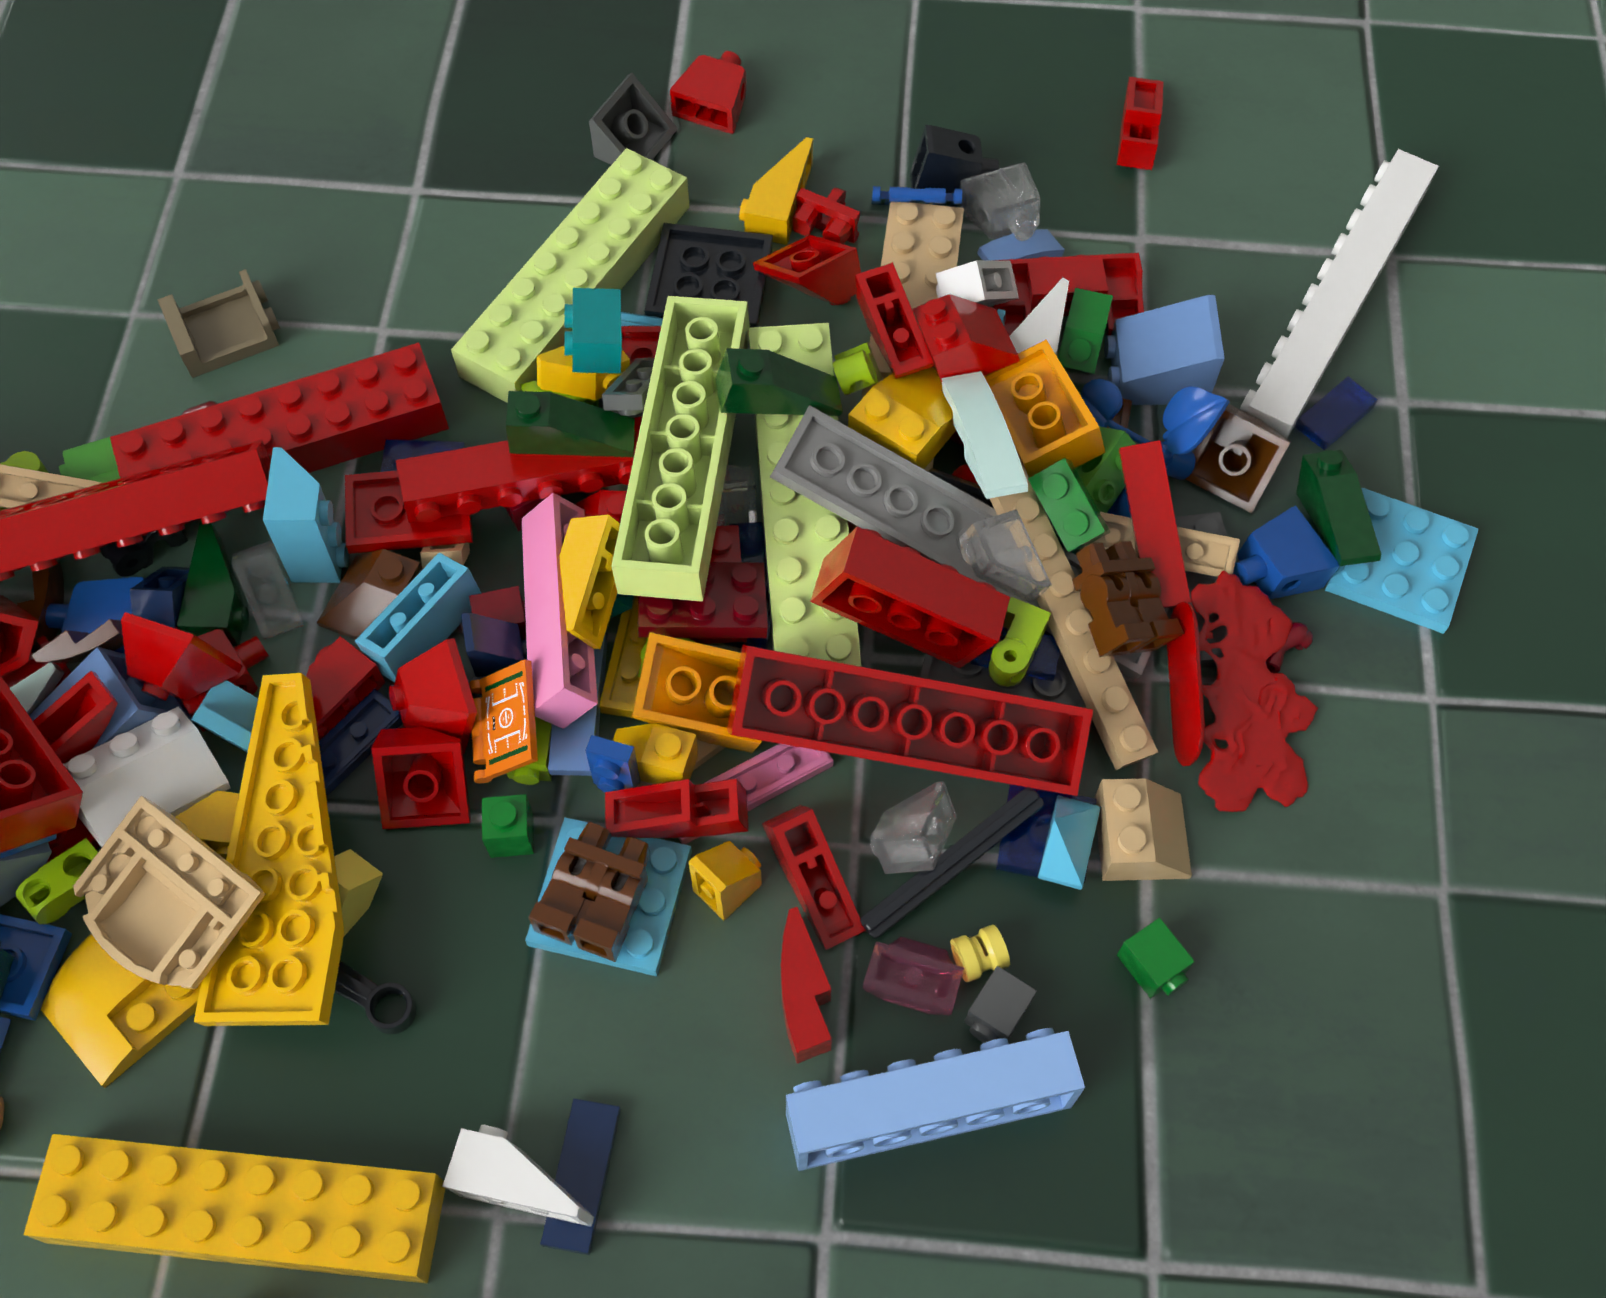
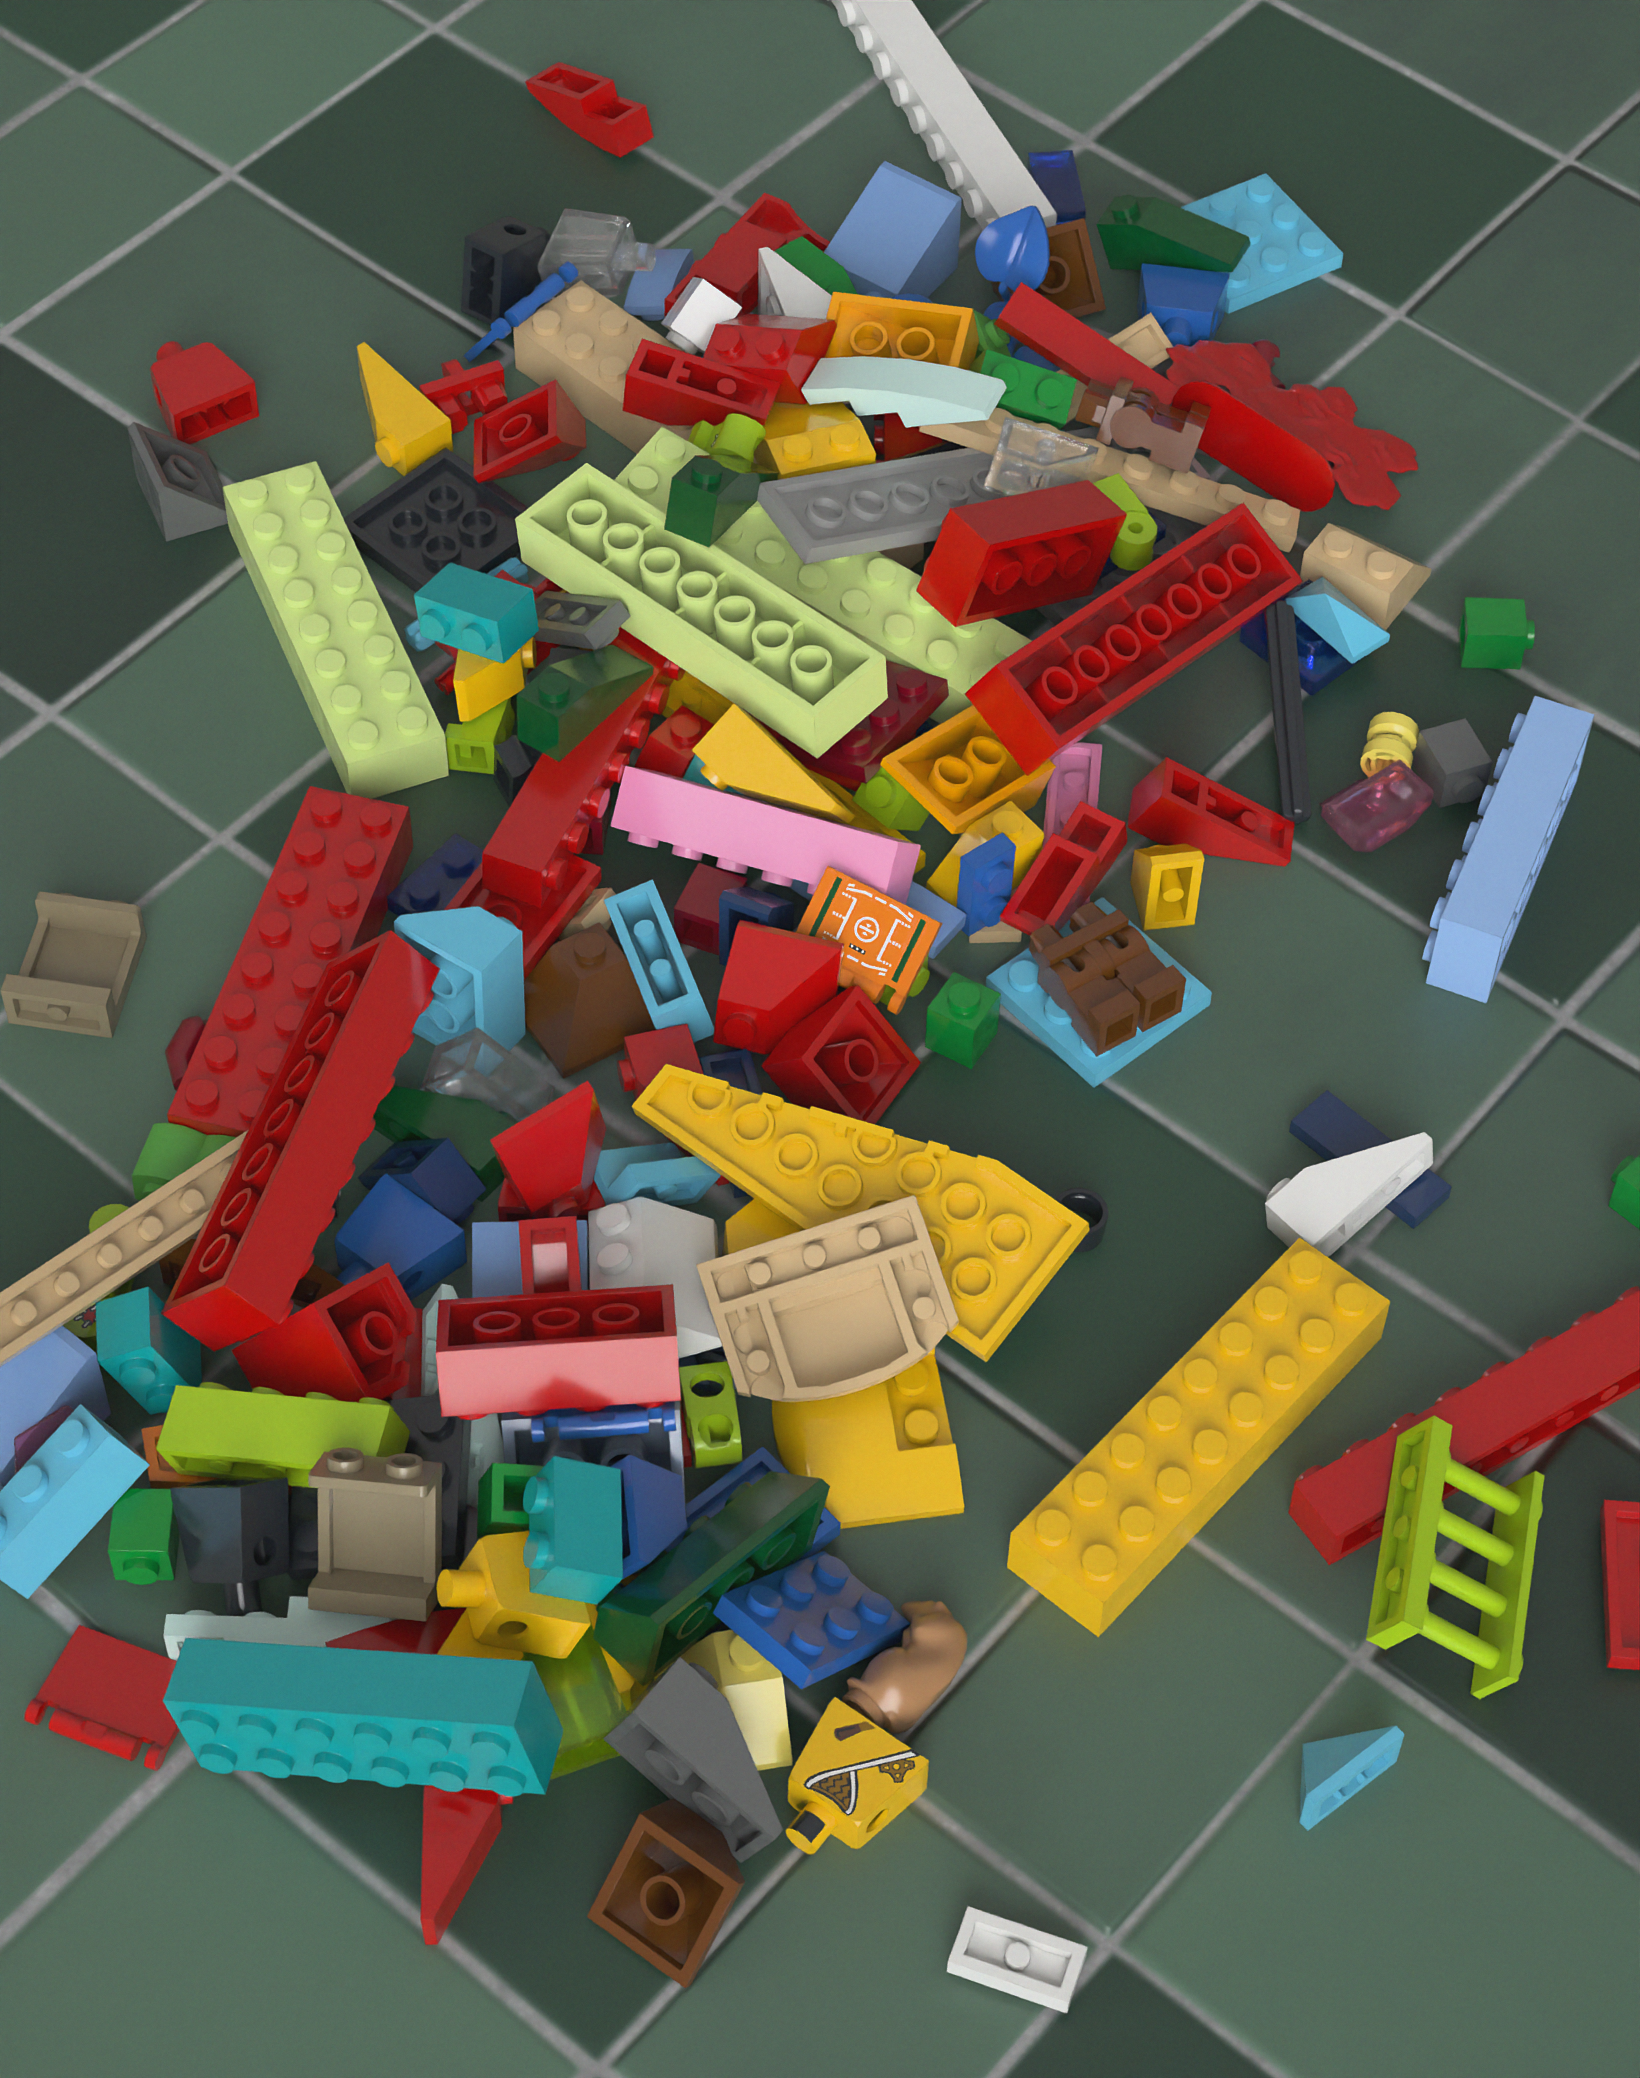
camera: 55 degrees left, 10 degrees down
(76, 645) = (437, 1257): slope -> none
(803, 991) = (1317, 890): red slope -> none
(914, 831) = (1236, 720): clear slope -> none

